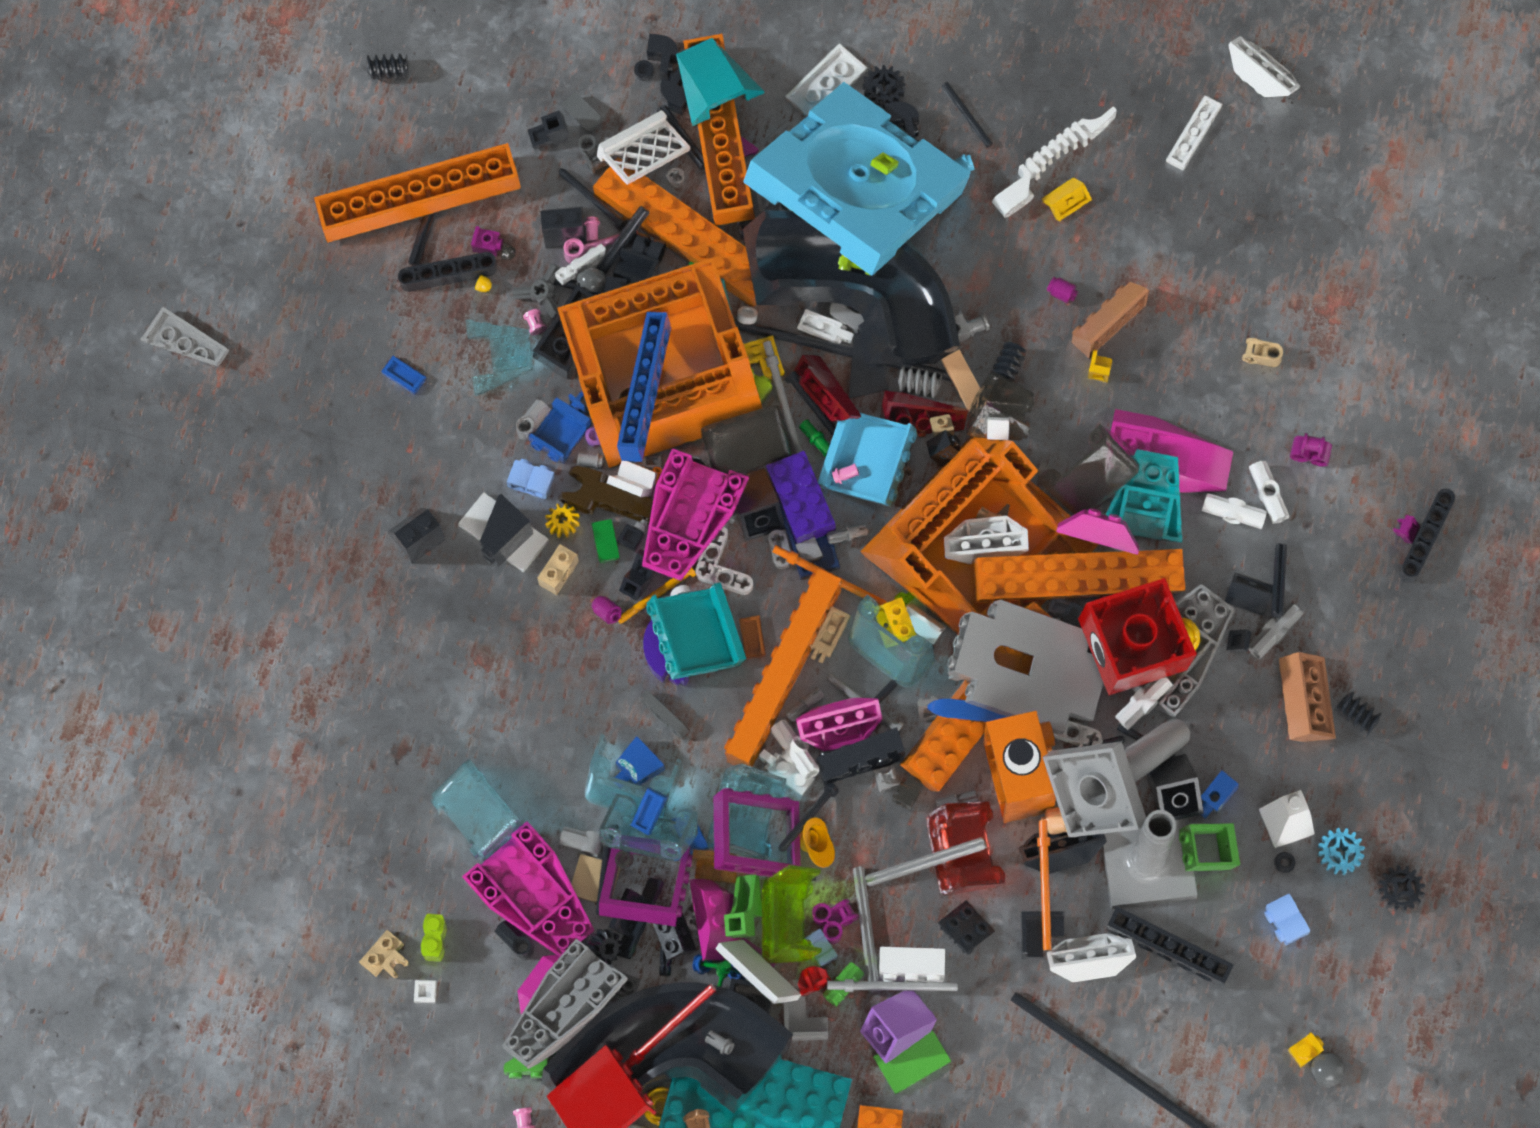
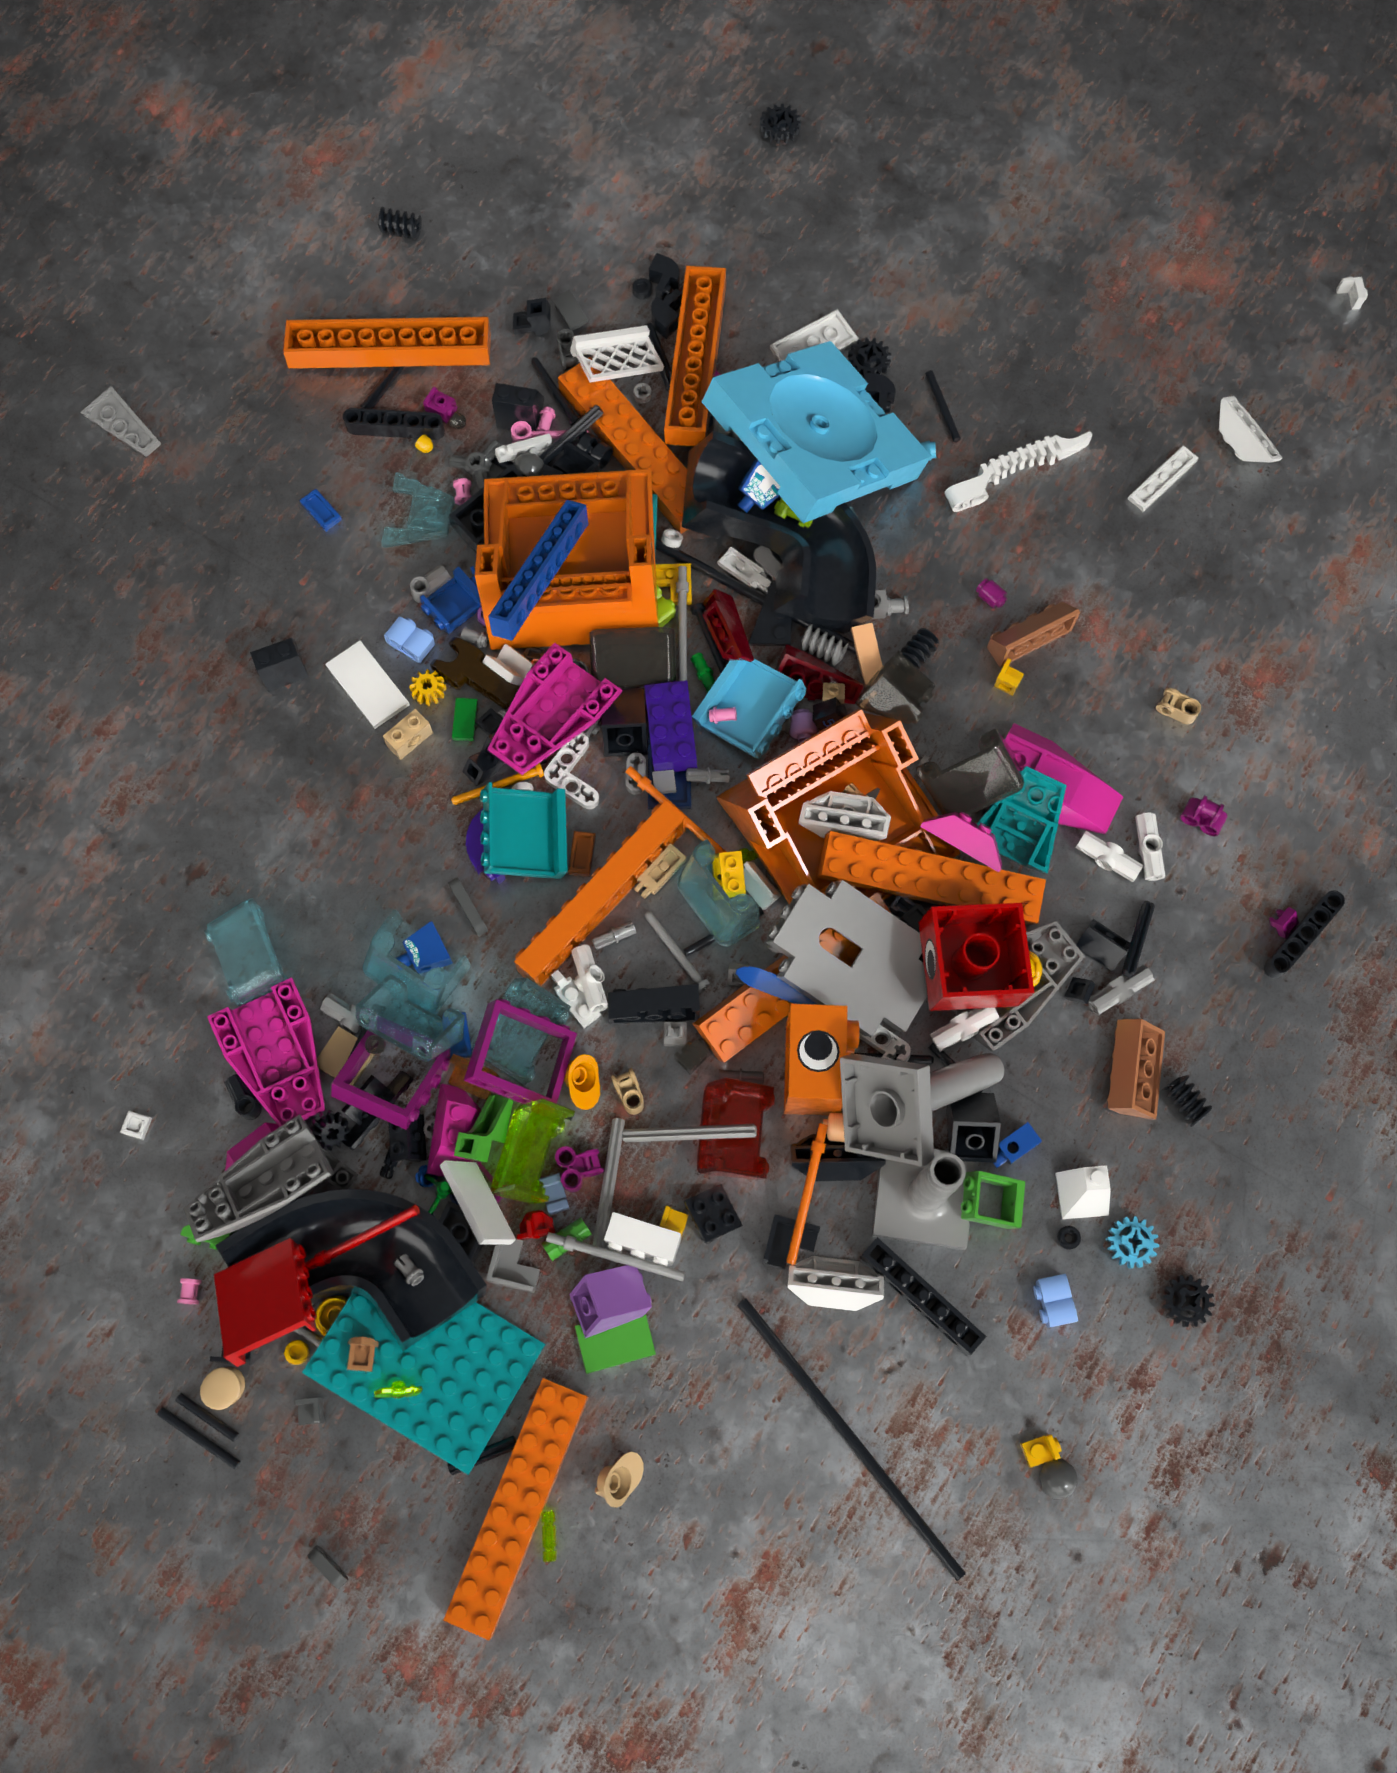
camera: 10 degrees right, 0 degrees up
(384, 955) = (106, 1077): tan plate -> none
(432, 943) = (163, 1066): lime brick -> none
(504, 532) = (362, 682): black slope -> none
(606, 609) = (443, 786): magenta brick -> none
(649, 811) = (418, 1001): blue tile -> none
(712, 79) = (702, 302): teal wedge -> none
(818, 250) = (758, 488): none -> torso
(830, 790) = (613, 1031): black bar -> none
(839, 723) = (642, 963): dark pink wedge -> none
(857, 837) = (627, 1088): none -> tan piece
(884, 163) = (847, 422): lime tile -> none
(921, 463) = (802, 725): none -> lavender head
(933, 940) = (674, 1220): none -> yellow panel
(998, 428) = (888, 704): white tile -> none
(1067, 198) = (1020, 508): yellow panel -> none

